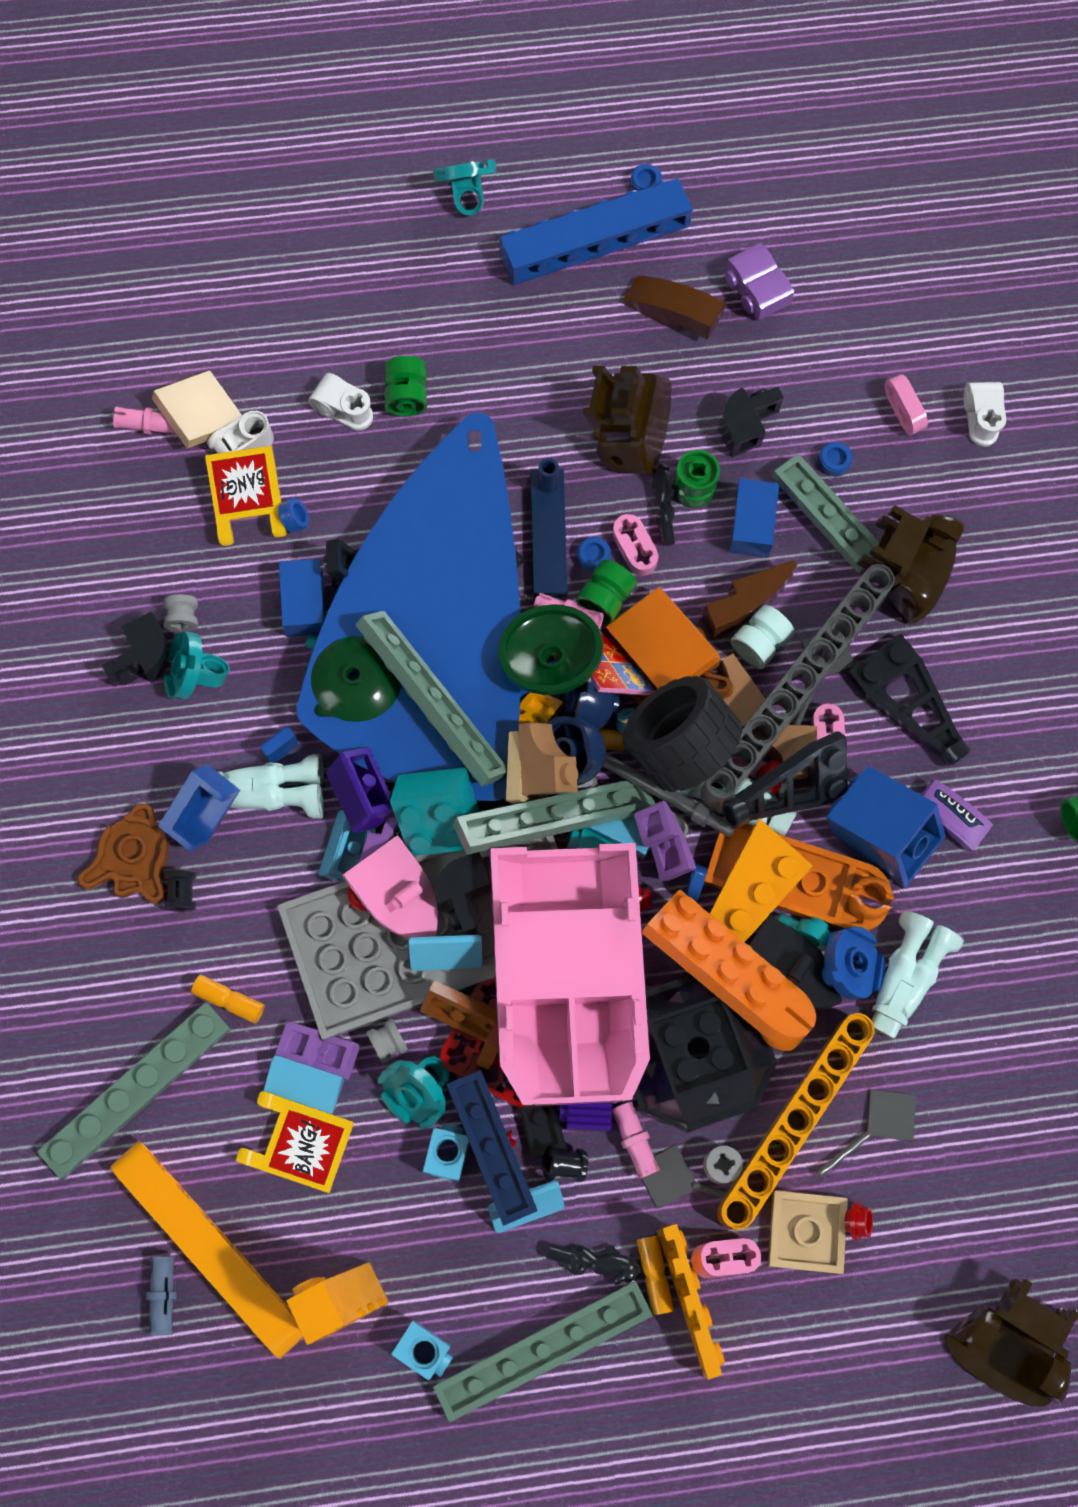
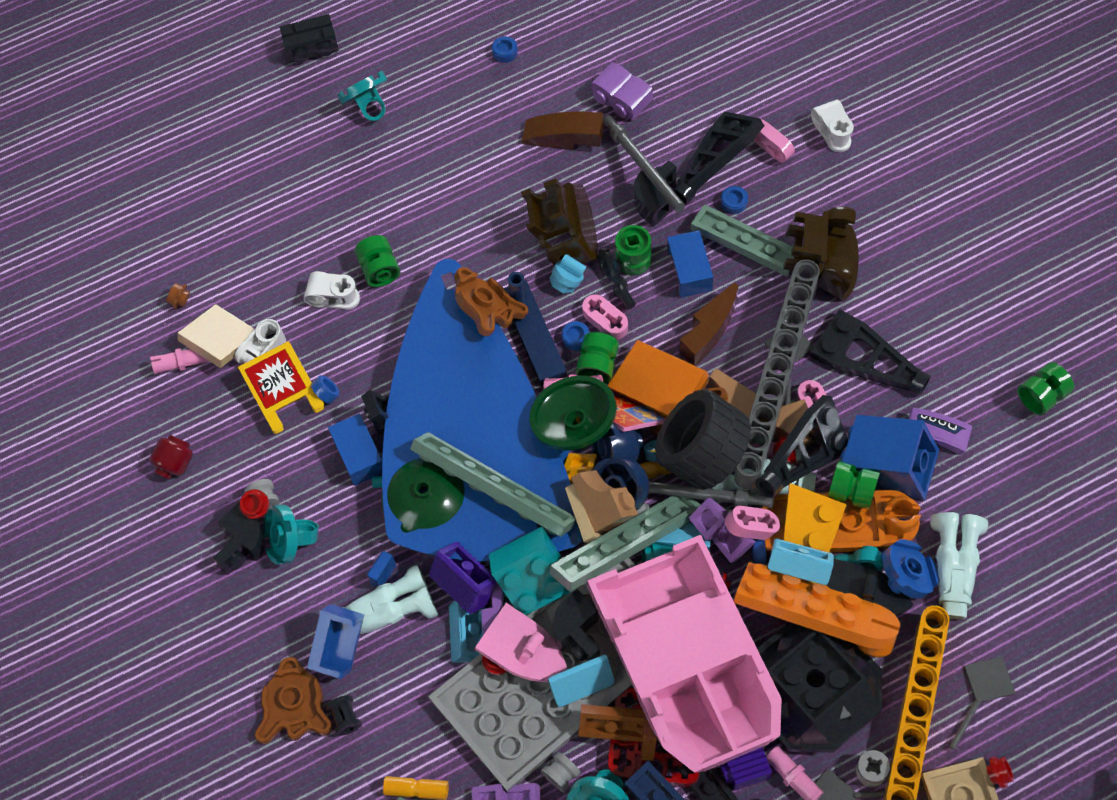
camera: 10 degrees left, 10 degrees down
(98, 530) = (171, 456): none -> dark red head
(166, 621) = (254, 504): none -> red plate
(172, 345) = (178, 295): none -> dark orange plate
(427, 87) = (309, 38): none -> black brick
(505, 481) = (486, 301): none -> dark orange tile
(595, 231) = (480, 98): blue brick -> none
(611, 480) = (567, 274): none -> medium azure piece
(698, 854) = (751, 518): none -> bright pink beam
(736, 335) = (620, 135): none -> dark grey bar
(736, 911) = (801, 561): none -> medium azure slope
(761, 638) = (733, 349): light aqua wheel -> none
(830, 846) = (853, 485): none -> green wheel
(864, 370) = (729, 127): none -> black plate

